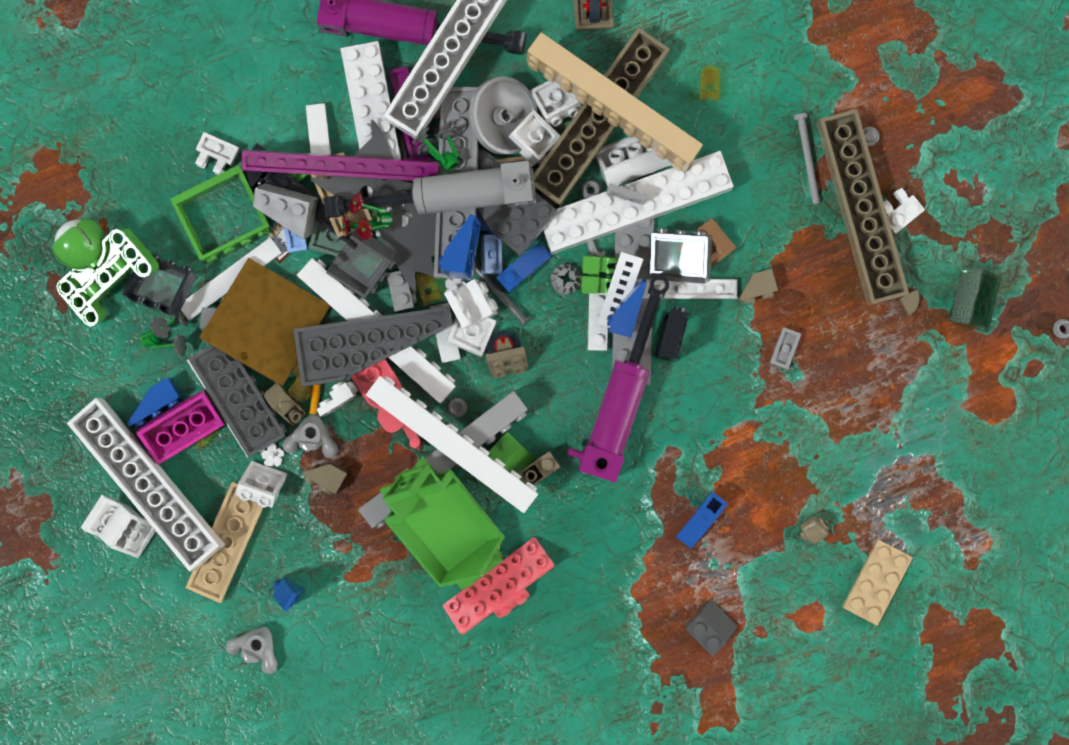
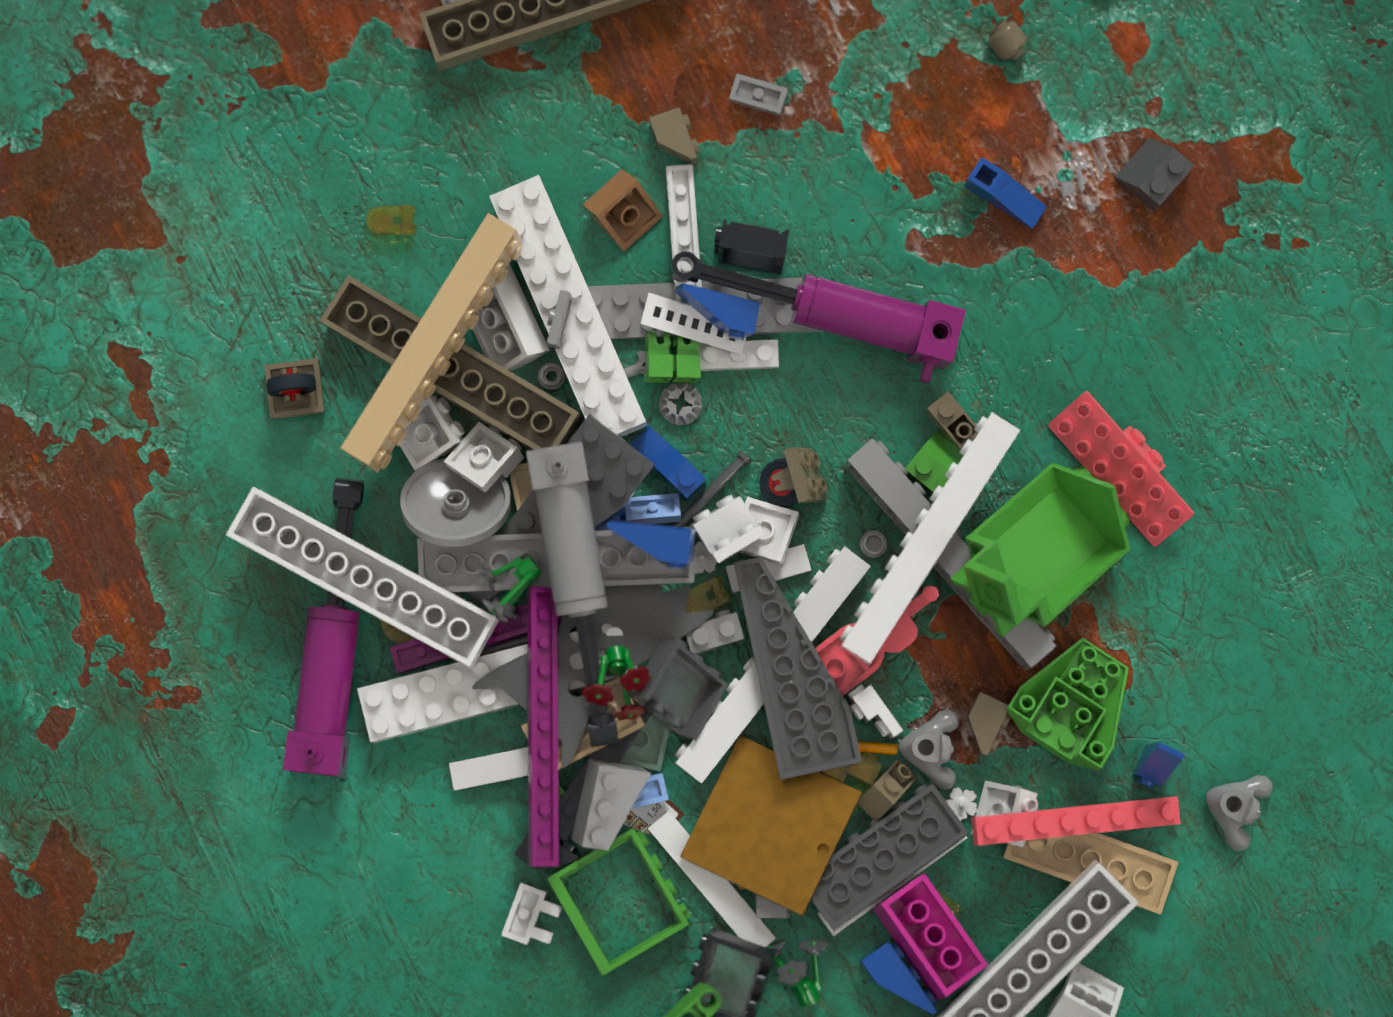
camera: 90 degrees left, 5 degrees down
(251, 532) = (1075, 820): none -> coral plate
(334, 539) = (1073, 705): none -> bright green wedge
(681, 255) = (640, 242): window -> none
(808, 156) = (486, 79): light grey bar -> none

